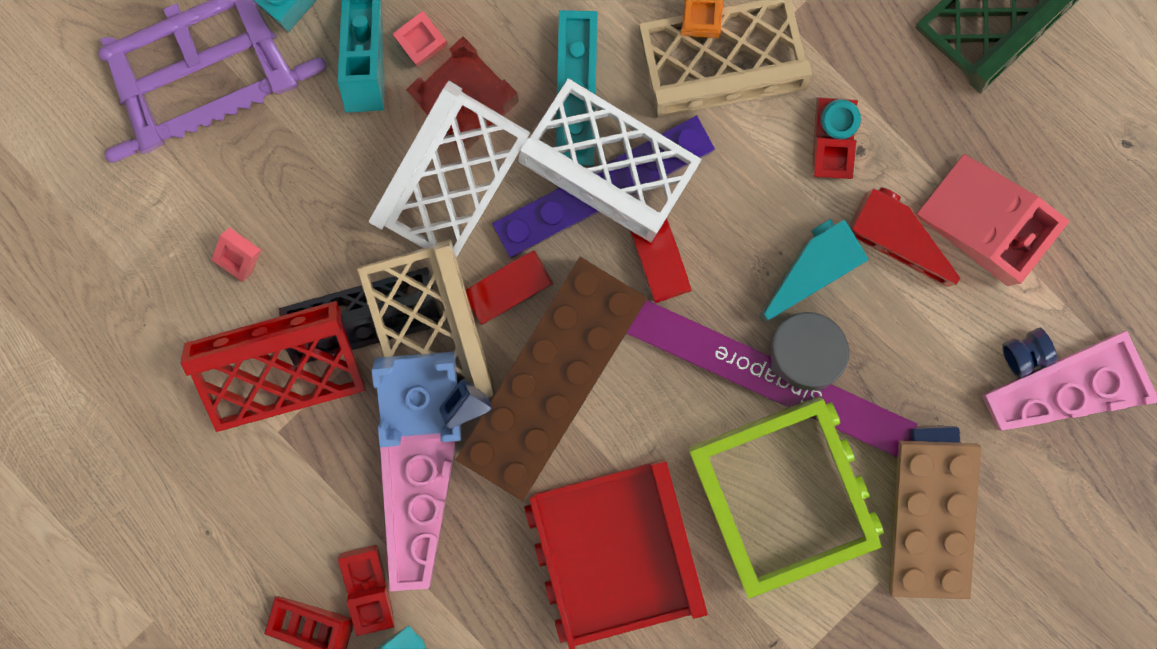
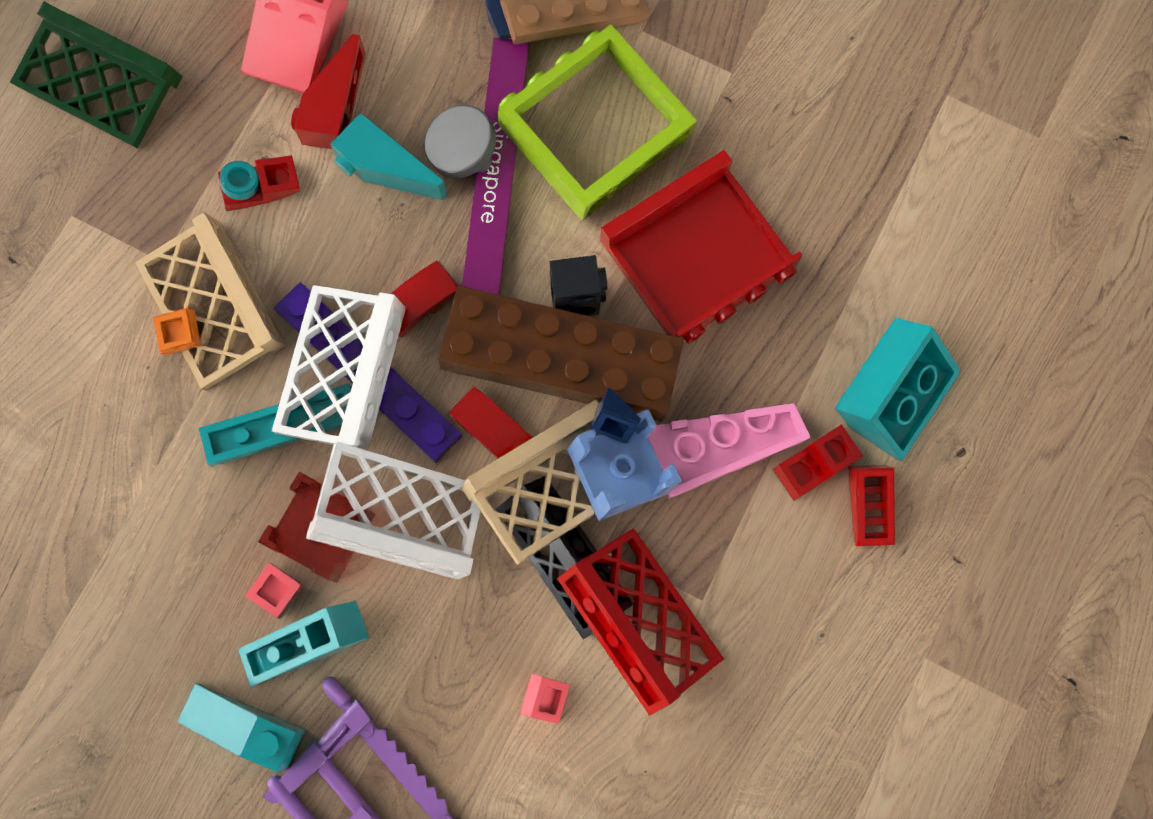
camera: 115 degrees left, 10 degrees down
(611, 416) = (578, 285): none -> black brick

